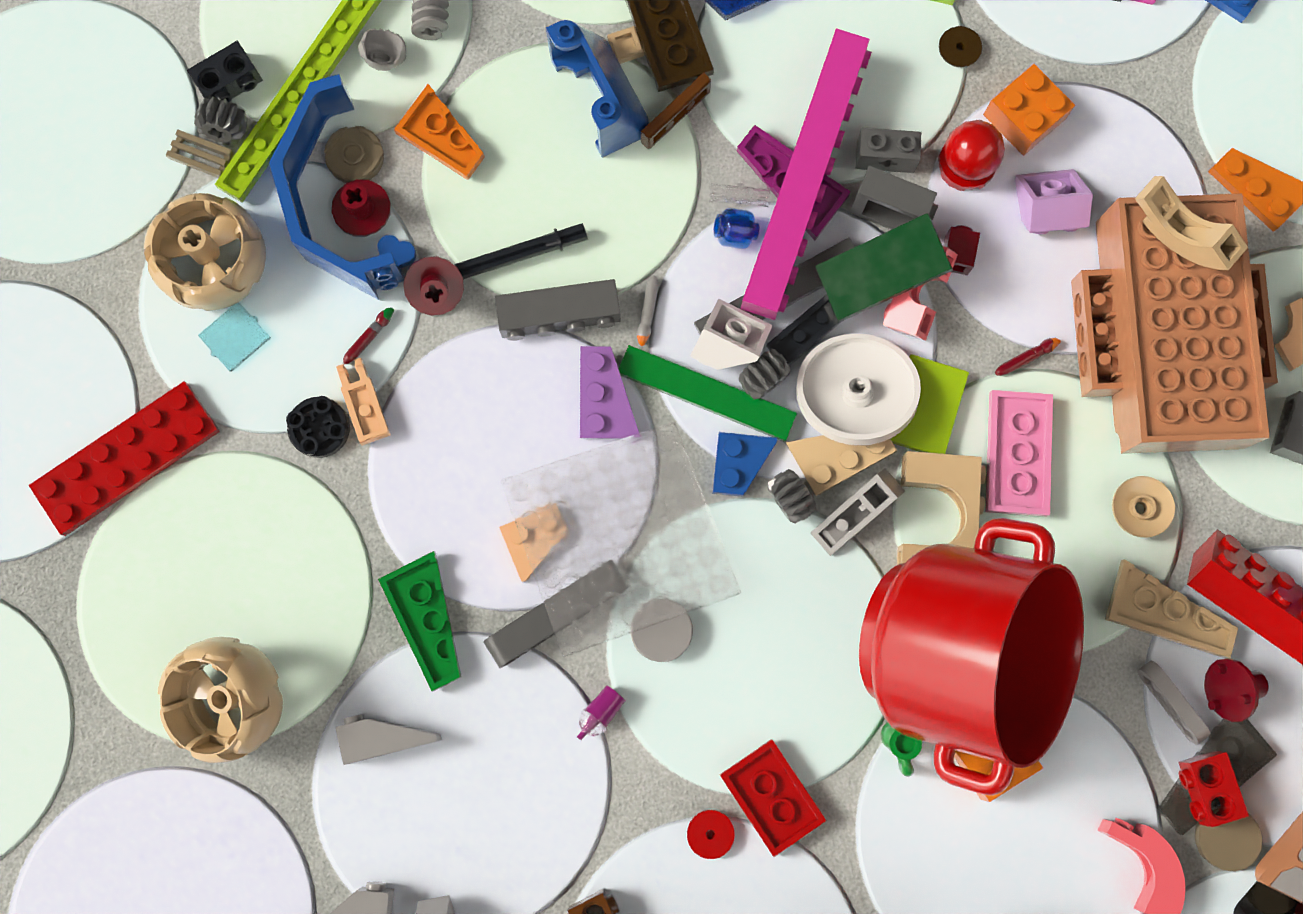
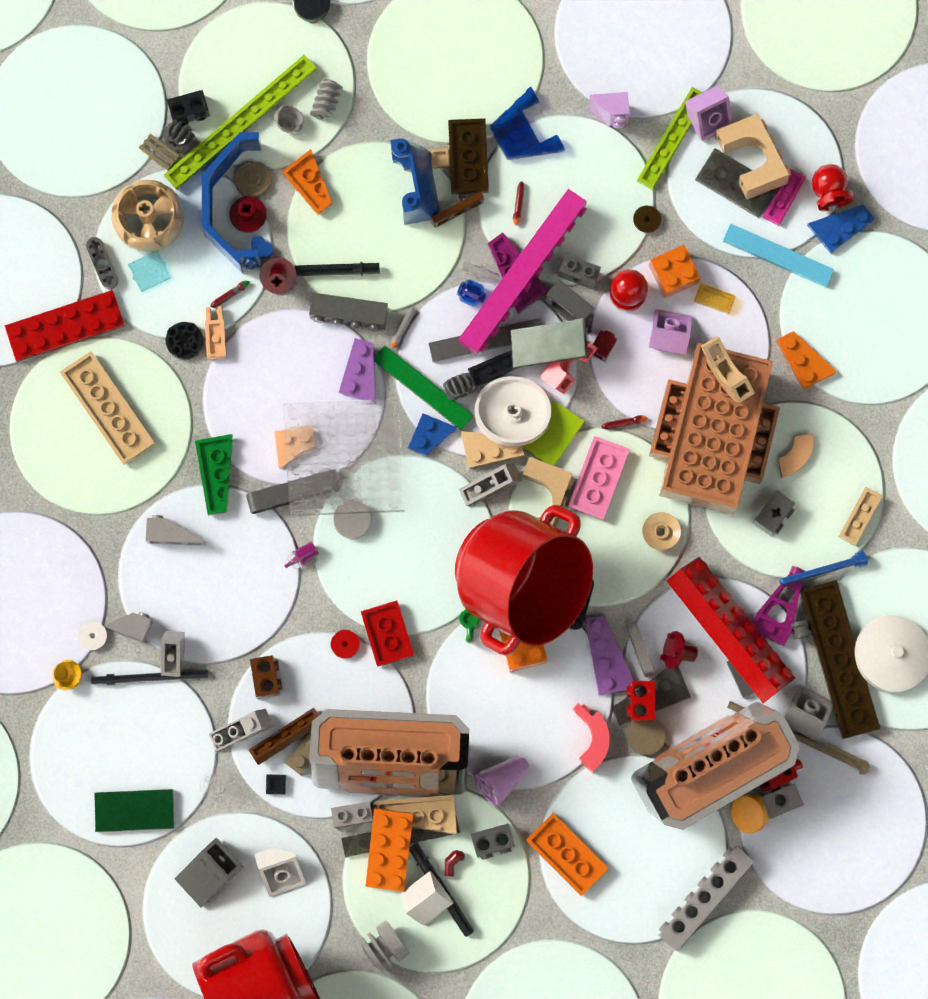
camera: 15 degrees right, 0 degrees up
(144, 341) = (102, 277): none -> dark grey beam
(226, 568) = (107, 408): none -> tan plate
(249, 686) = (105, 478): tan wheel -> none
(730, 337) = (446, 358): white slope -> none
(763, 78) = (518, 203): none -> dark red piece
(792, 496) = (452, 463): dark grey gear -> none
(1098, 134) = (714, 298): none -> clear yellow tile
(1130, 738) = (608, 663): none -> medium lavender wing
(1155, 609) = (647, 592): tan wing -> none
(1169, 45) = (778, 255): none -> medium azure tile

